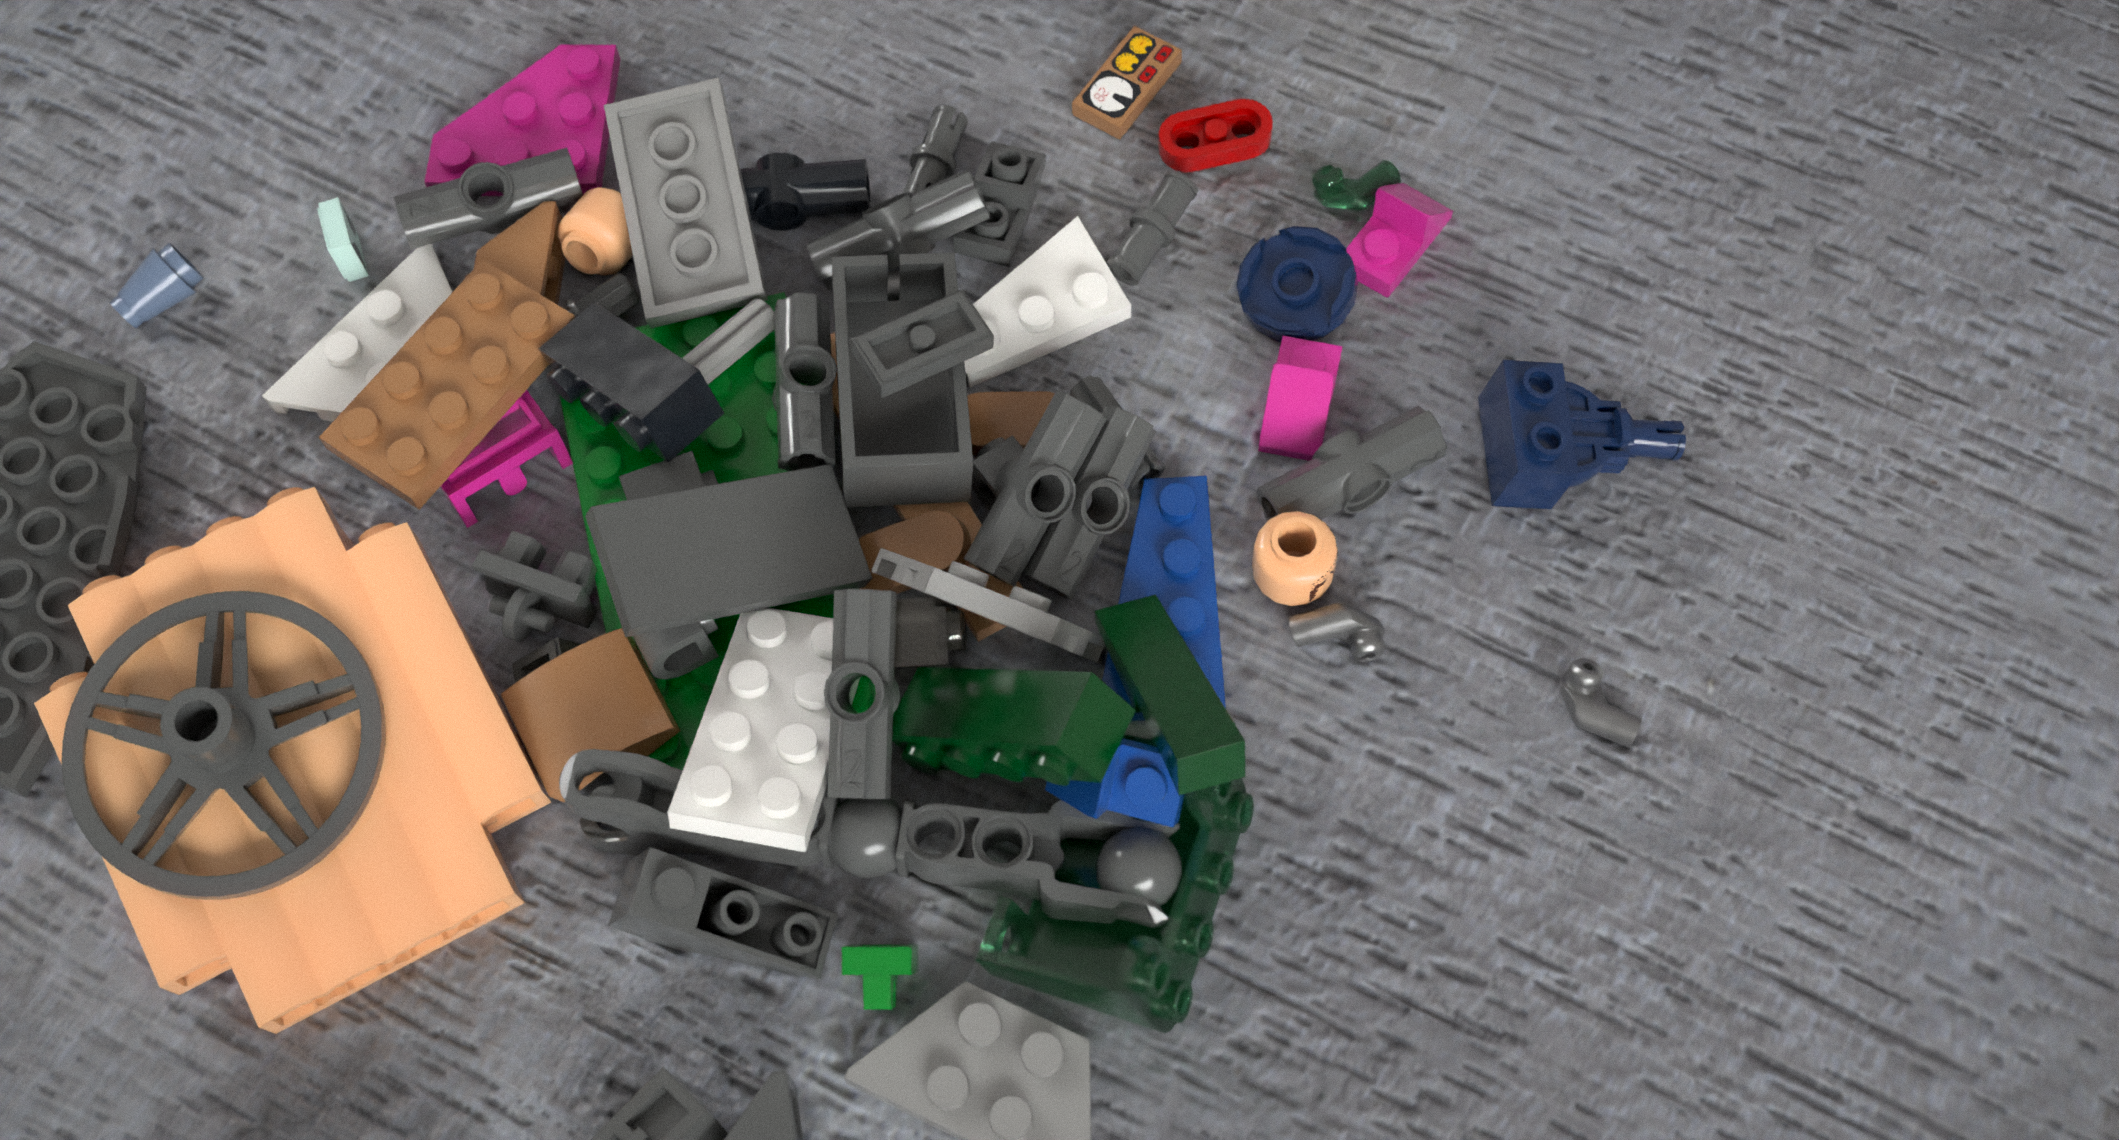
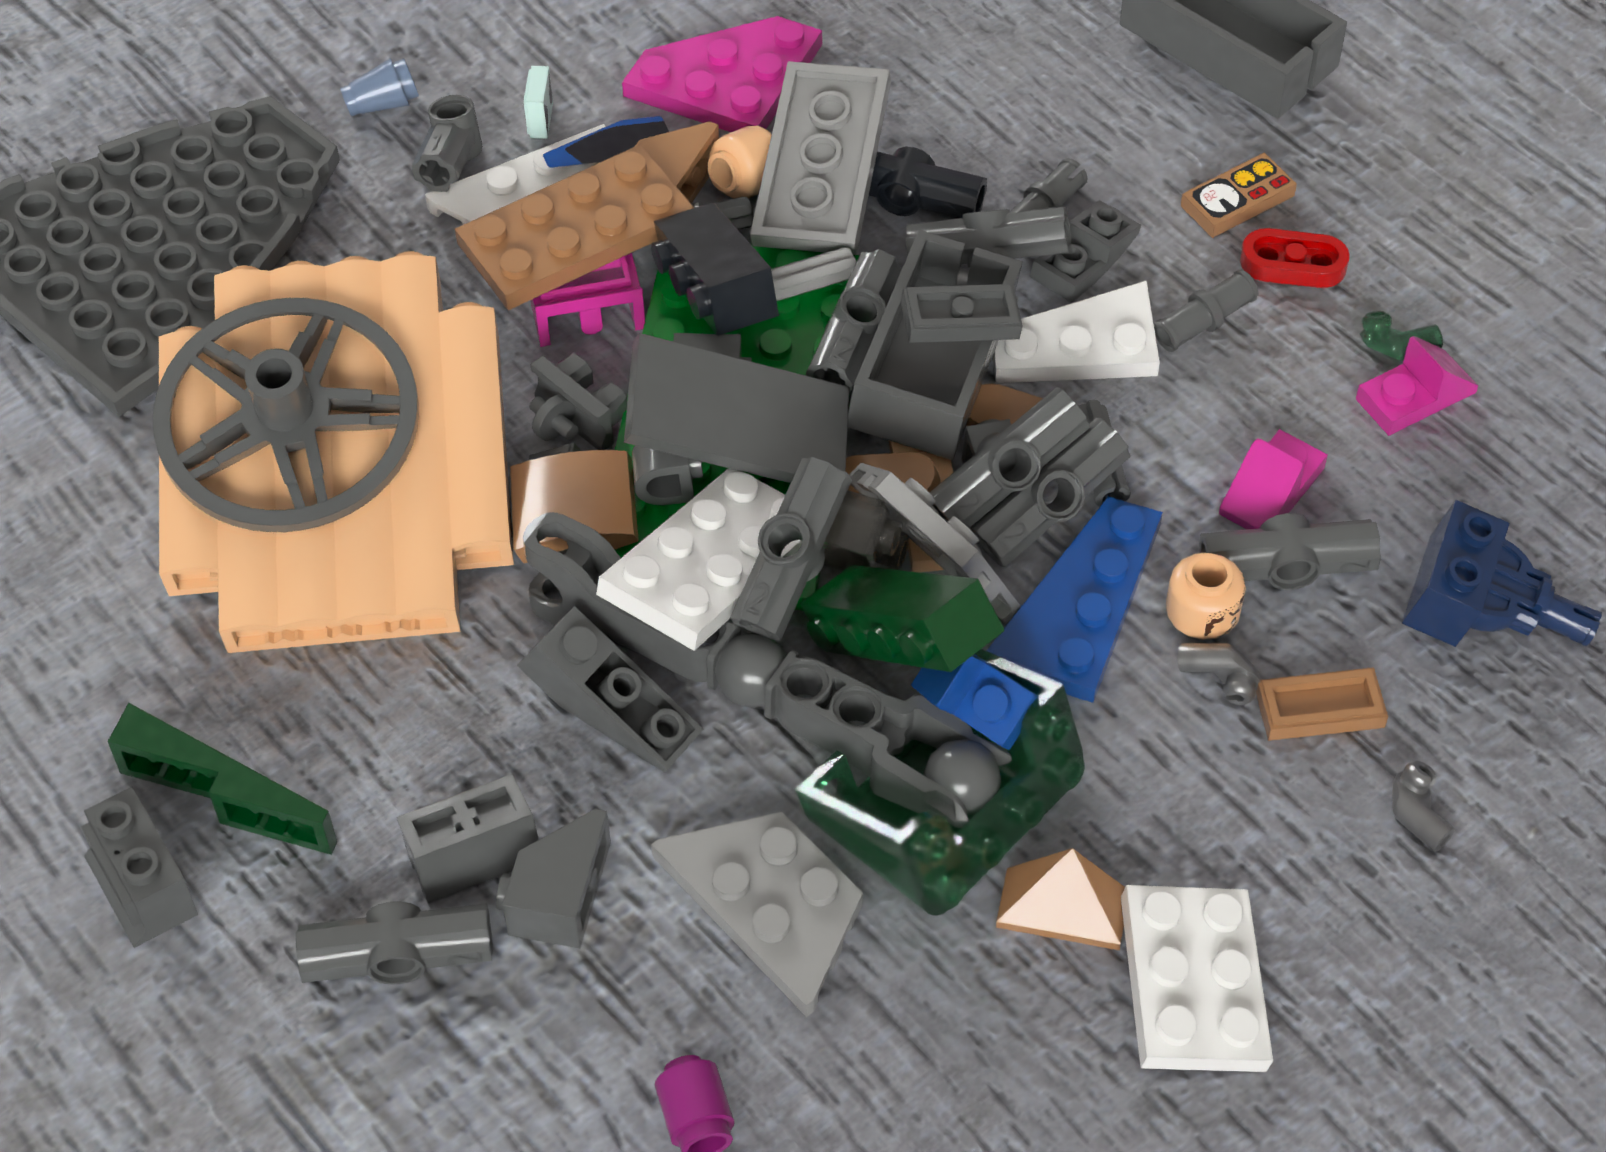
camera: 20 degrees right, 10 degrees down
(262, 328) = (449, 142): none -> dark grey piece
(432, 270) = (605, 142): none -> black sticker
(452, 209) = (637, 102): dark grey piece -> none
(880, 970) = (717, 775): green tile -> none
(1173, 694) = (1046, 647): dark green slope -> none
(1294, 961) = (1063, 900): none -> slope
(1297, 284) = (1311, 394): dark blue tile -> none
(1452, 628) = (1321, 704): none -> medium nougat tile
(1463, 993) = (1195, 979): none -> white plate

